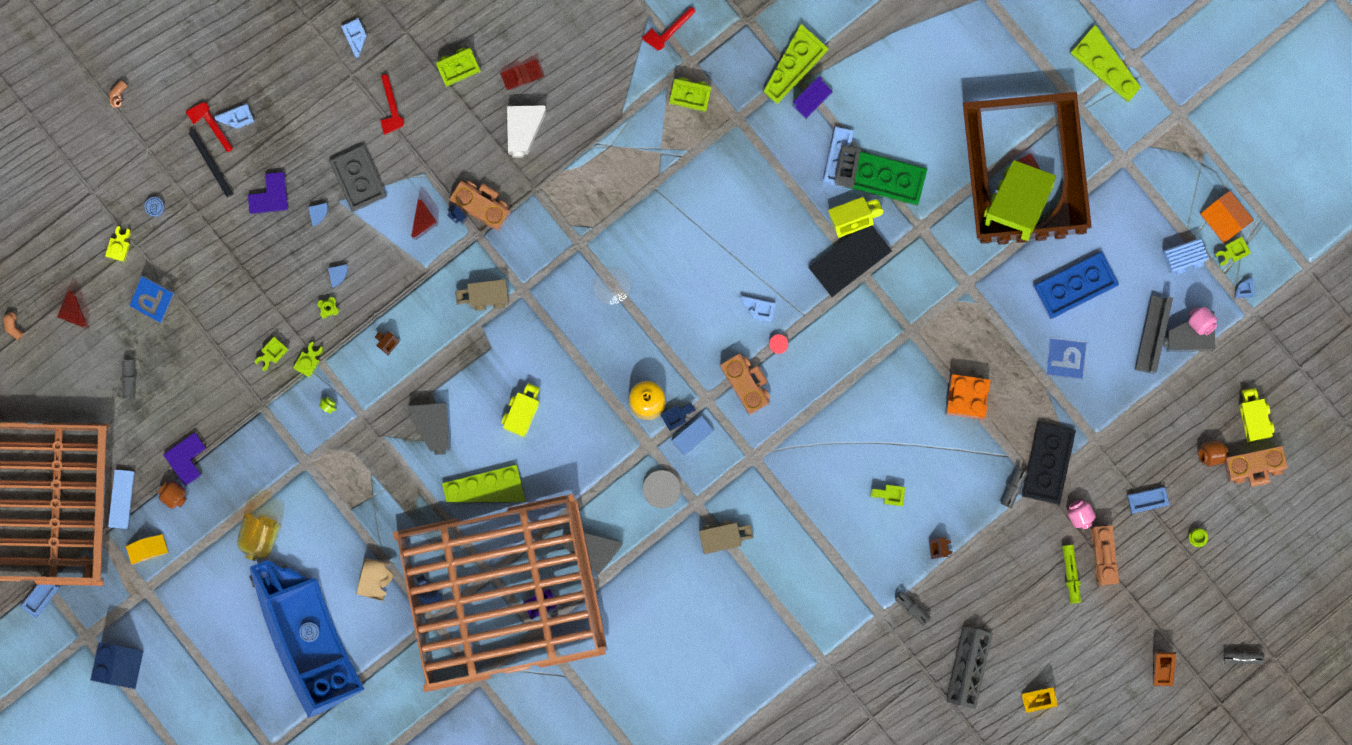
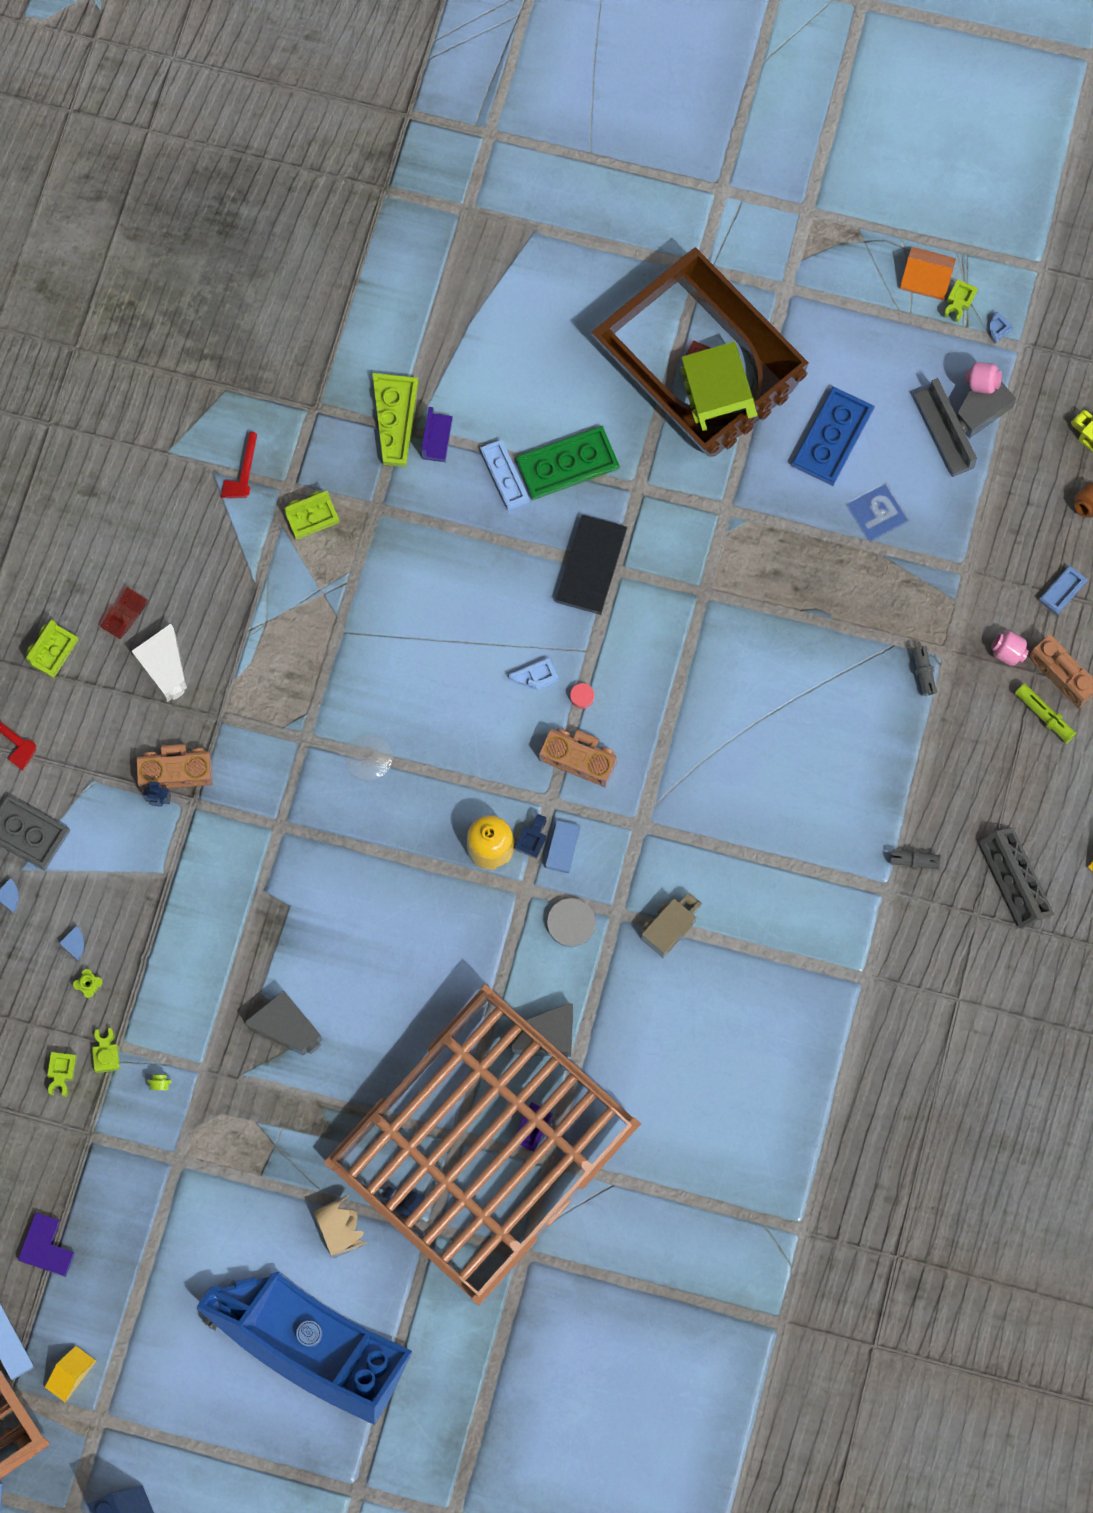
camera: 35 degrees left, 10 degrees down
(172, 494) = (57, 1294): dark orange head -> none
(257, 536) = (181, 1271): clear yellow cylinder -> none
(386, 342) = (176, 974): reddish brown tile -> none
(423, 221) = (126, 824): clear red slope -> none
(484, 295) = (244, 855): dark tan brick -> none
(492, 486) = (391, 1046): lime wing -> none
(522, 411) = (369, 945): neon yellow brick -> none
(846, 178) = (527, 489): dark grey slope -> none
(854, 215) = (564, 518): neon yellow brick -> none
(892, 495) = (808, 762): lime plate -> none
(939, 548) = (895, 780): reddish brown tile -> none
(967, 397) = (810, 613): orange piece -> none
(1048, 463) = (939, 623): black tile -> none
(1101, 60) = (696, 211): lime wing -> none
(1186, 256) = (918, 334): light blue brick -> none

